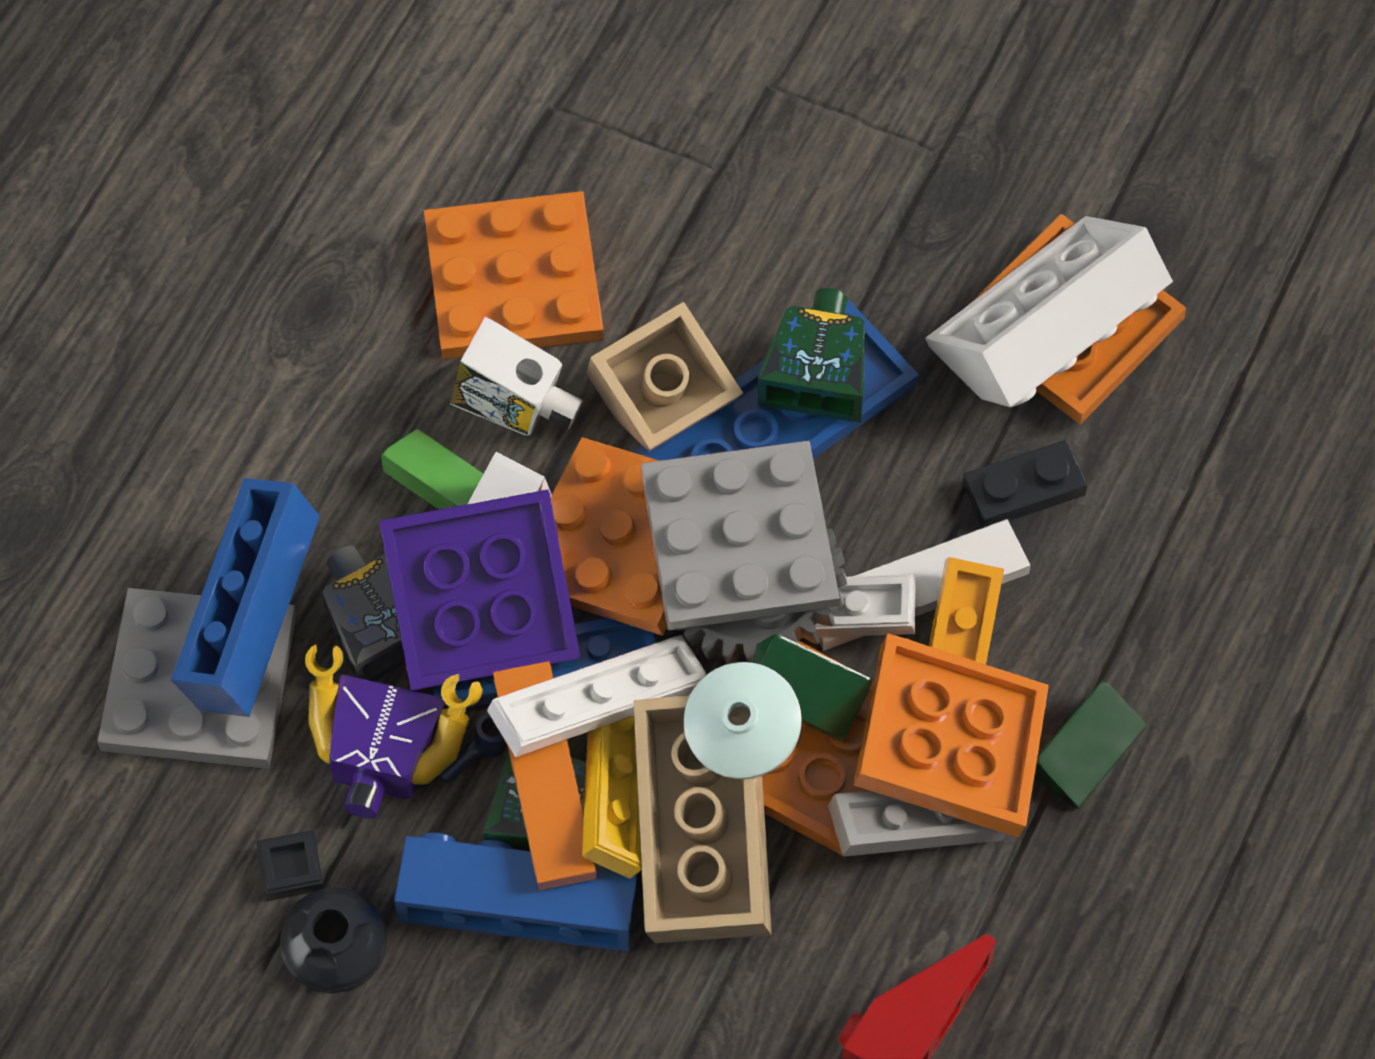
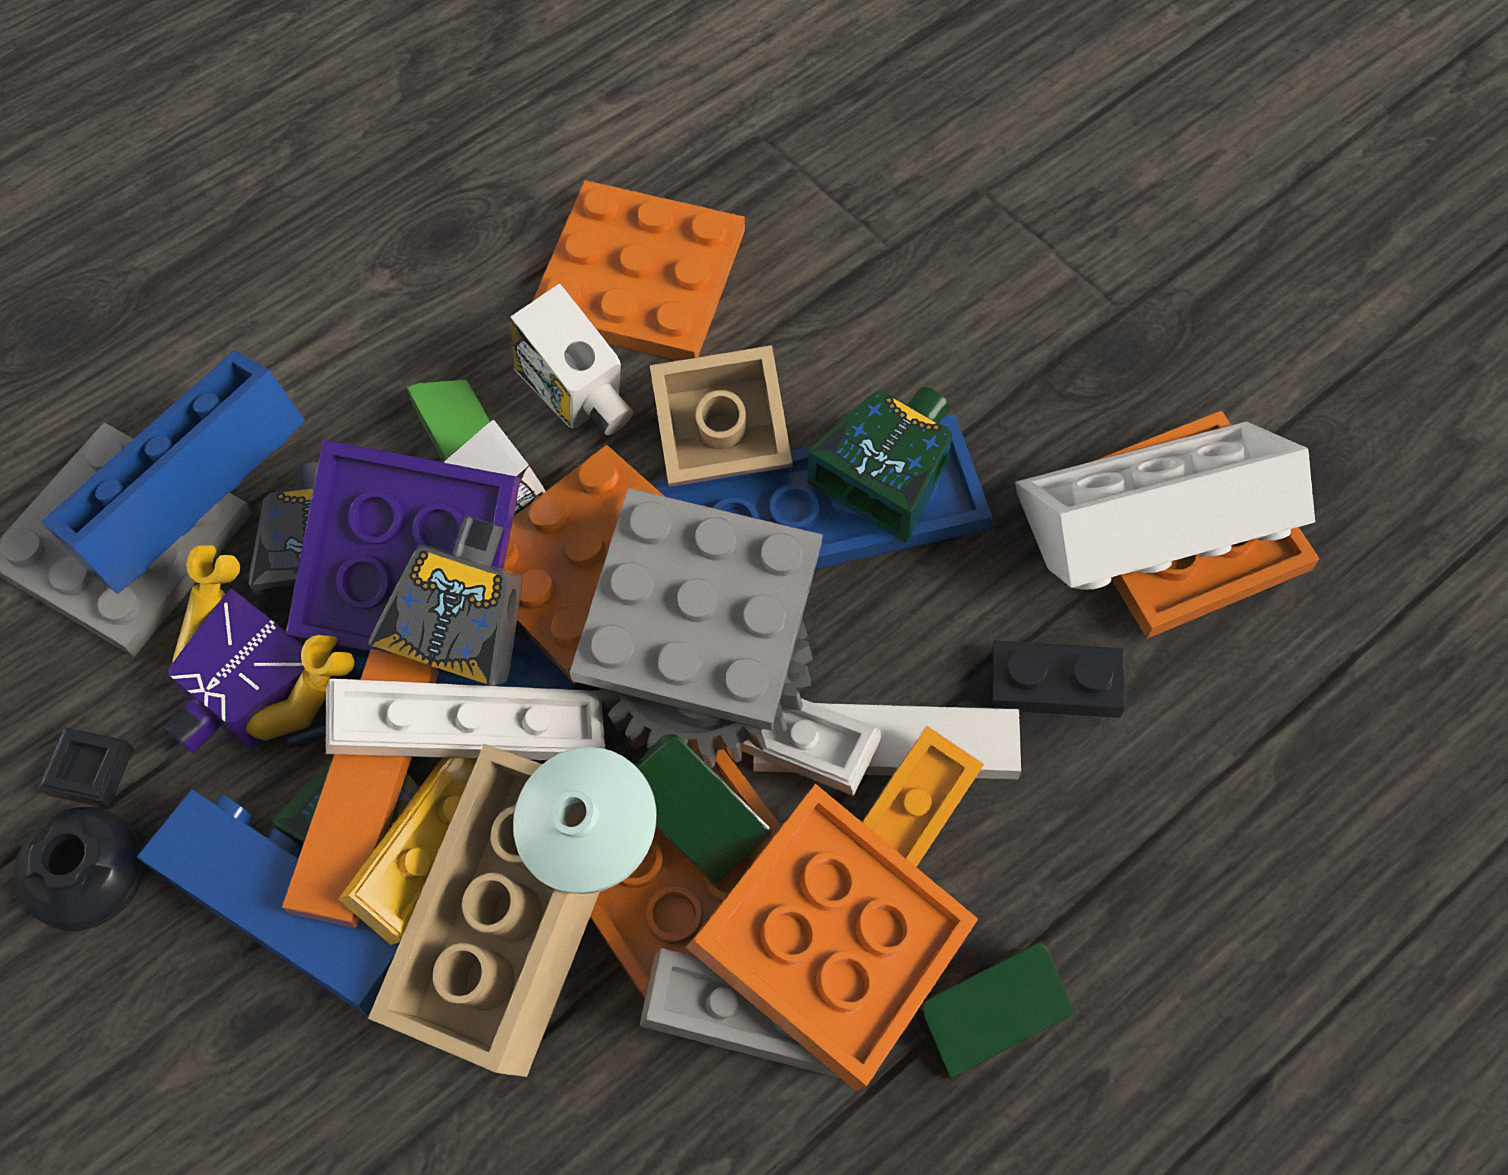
camera: 25 degrees right, 0 degrees up
(551, 609) = (455, 607): none -> torso

